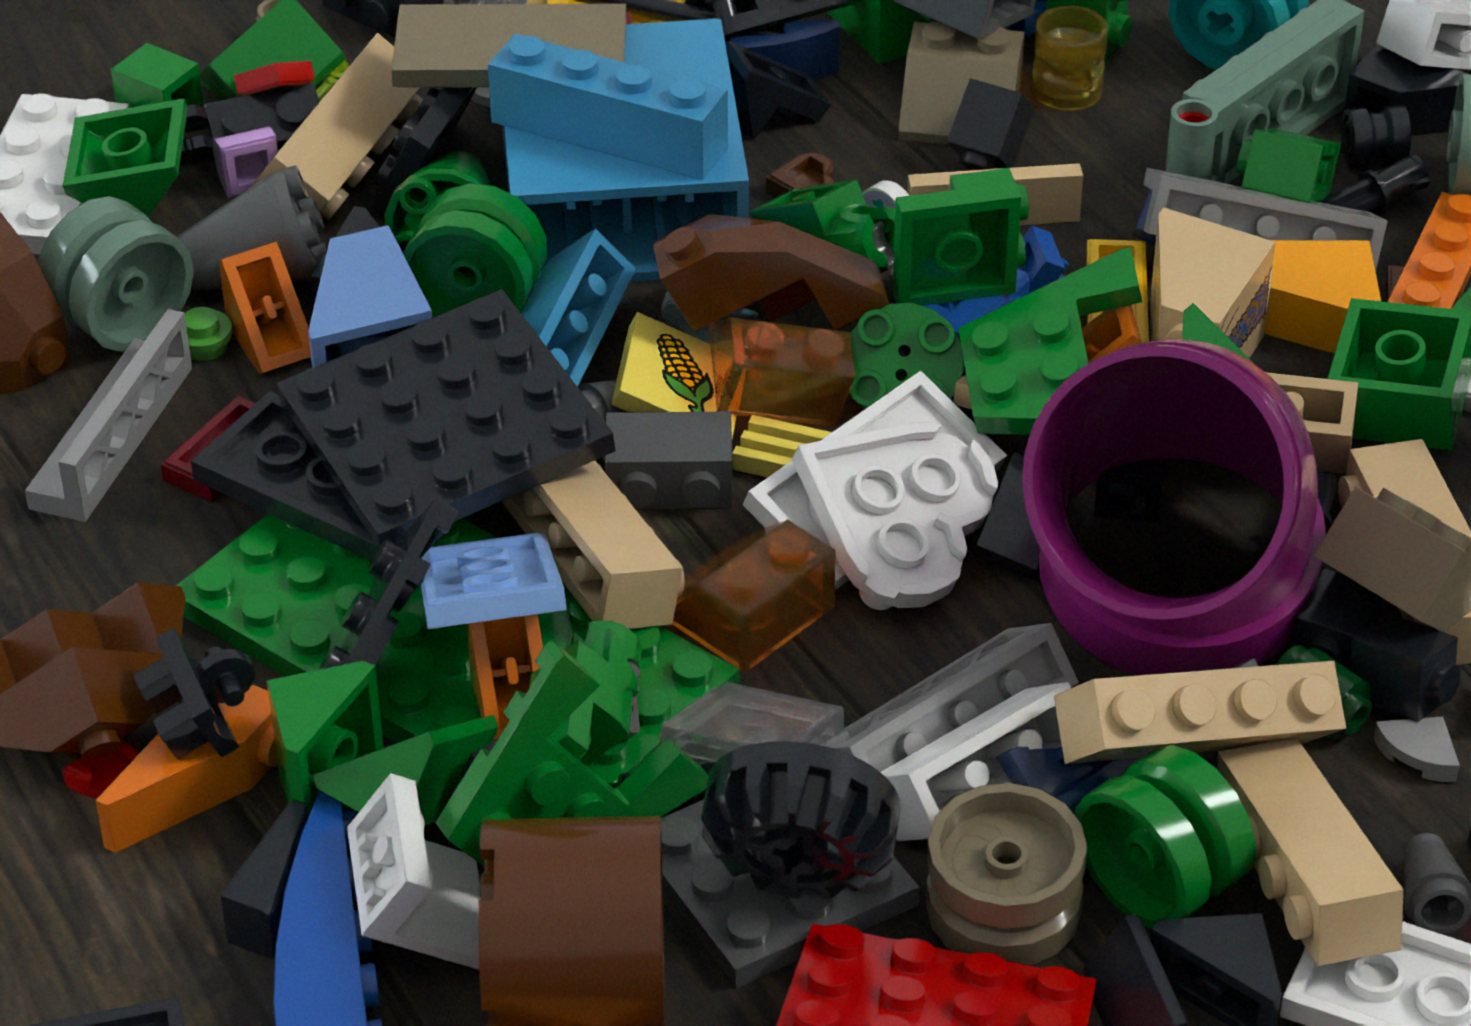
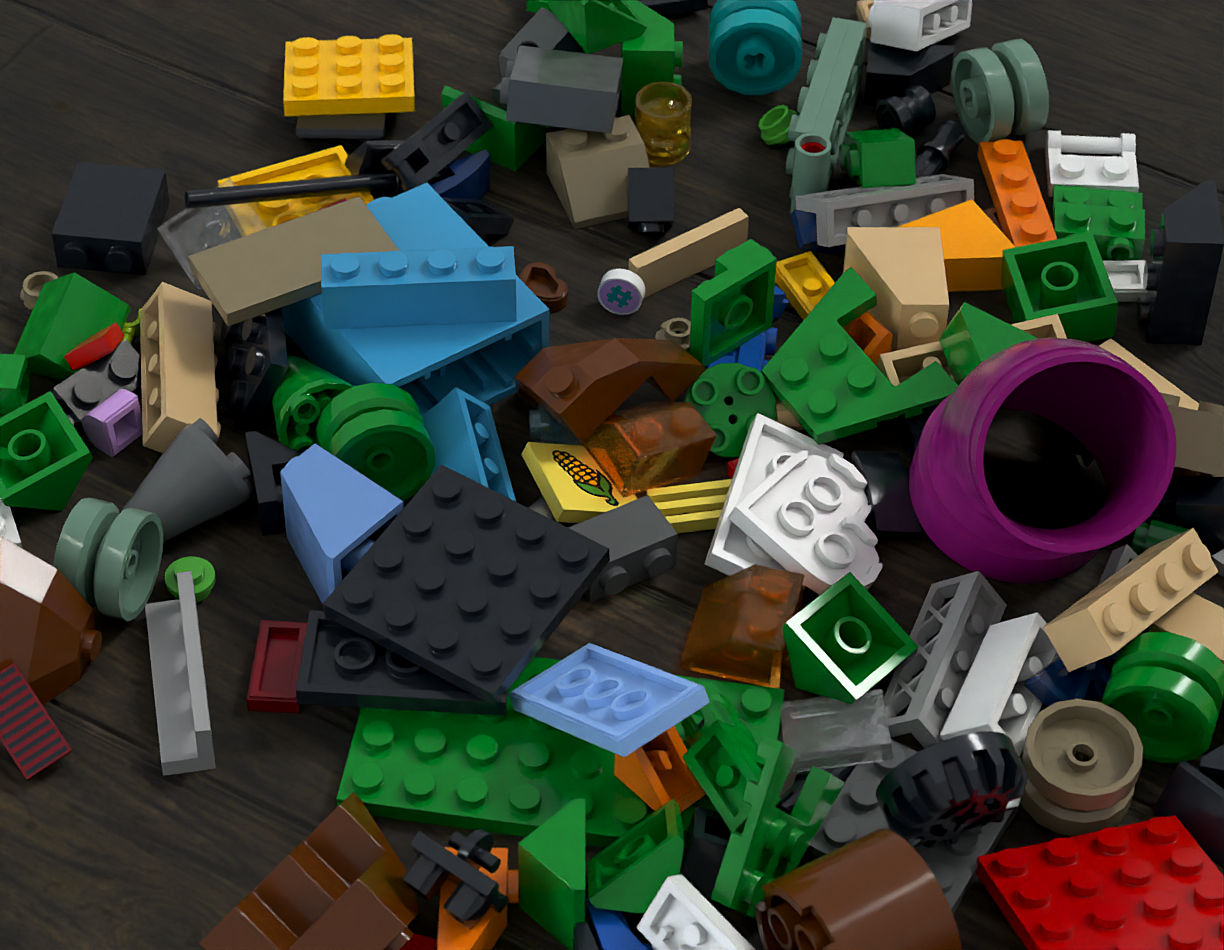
camera: 30 degrees left, 5 degrees up
(264, 308) = (235, 544): orange slope -> none
(397, 574) = (534, 734): black wing -> none
(602, 548) = (642, 632): tan brick -> none
(832, 635) = (844, 642): none -> green slope
(837, 216) = (604, 313): green plate -> none

